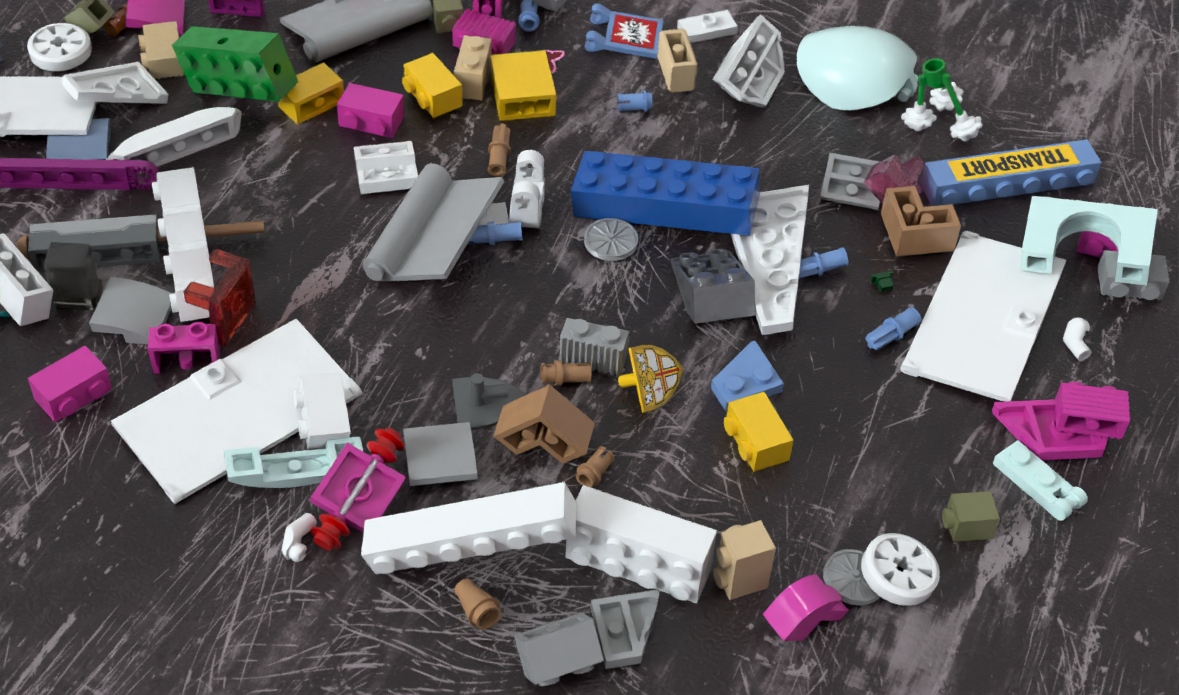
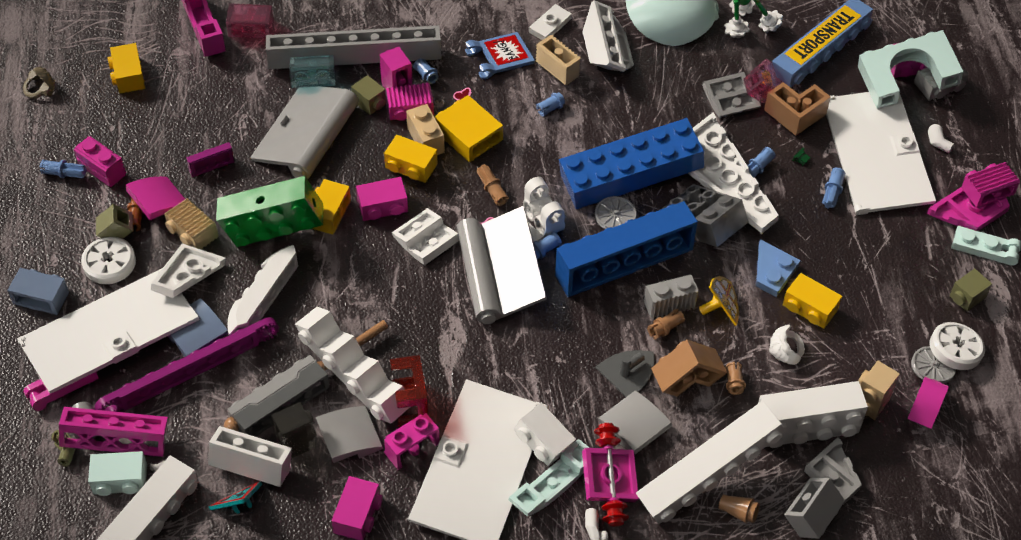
camera: 30 degrees left, 5 degrees up
(580, 271) = (625, 248): none -> blue brick
(673, 467) = (780, 348): none -> white piece

